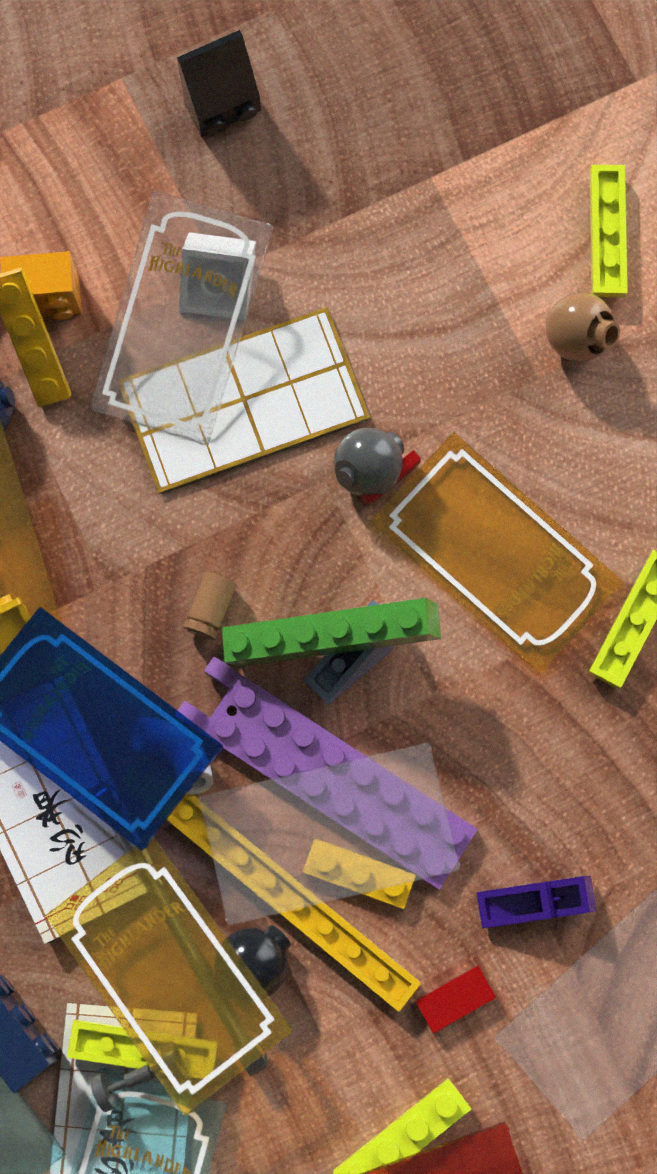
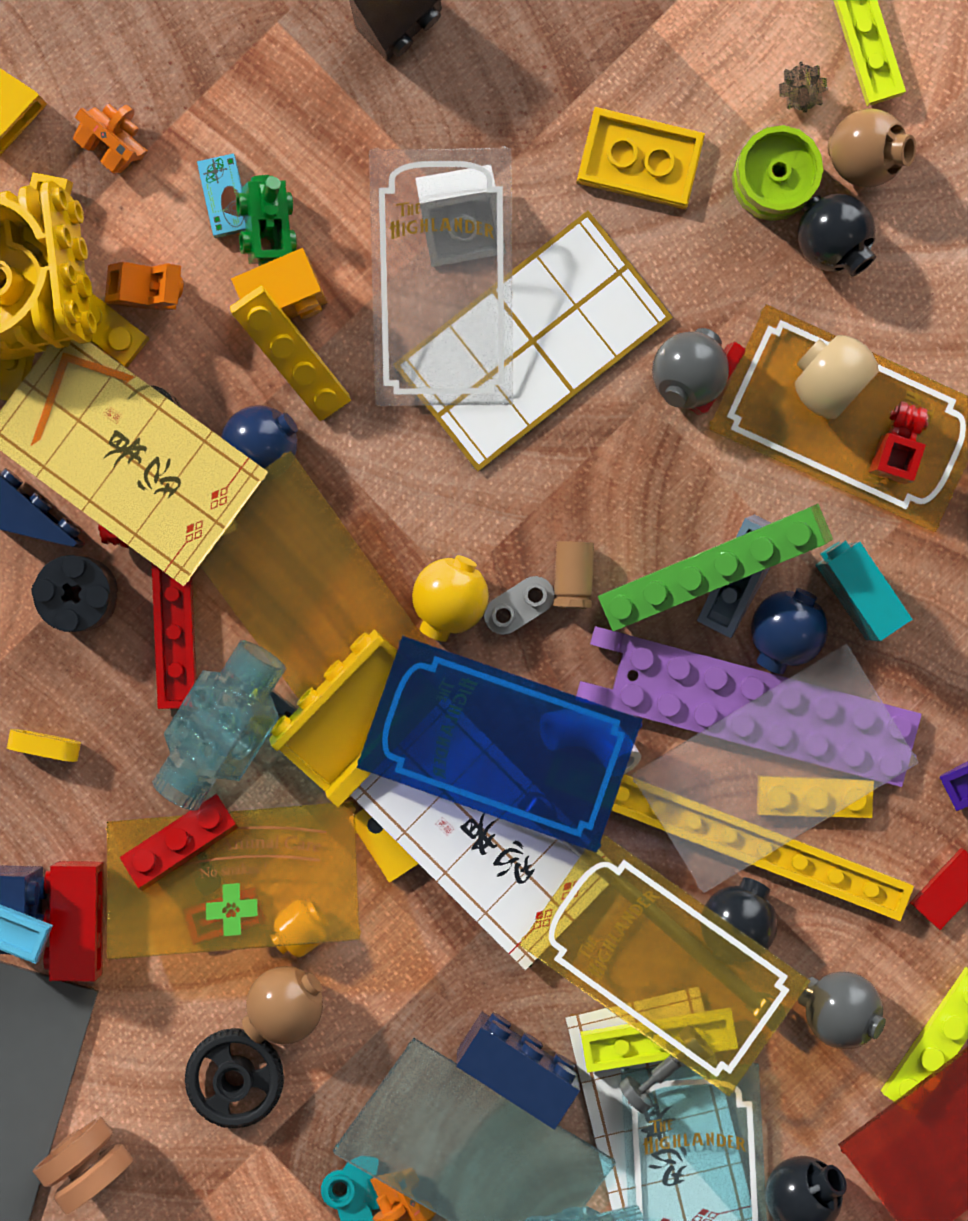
camera: 15 degrees left, 10 degrees up
(25, 199) = (220, 186): none -> medium azure tile
(54, 221) = (266, 216): none -> green brick
(94, 589) = (449, 597): none -> yellow brick
(153, 618) = (519, 605): none -> light grey plate
(318, 1075) = (843, 1010): none -> dark grey brick
(381, 714) = (788, 630): none -> dark blue brick
(386, 279) = (640, 158): none -> yellow tile
(456, 697) = (862, 590): none -> teal brick
(490, 505) = (834, 375): none -> tan wheel
(514, 319) = (786, 152): none -> lime wheel
(530, 585) = (898, 452): none -> red brick
(531, 389) = (837, 233): none -> black brick
(549, 266) = (803, 87): none -> clear smoke gear

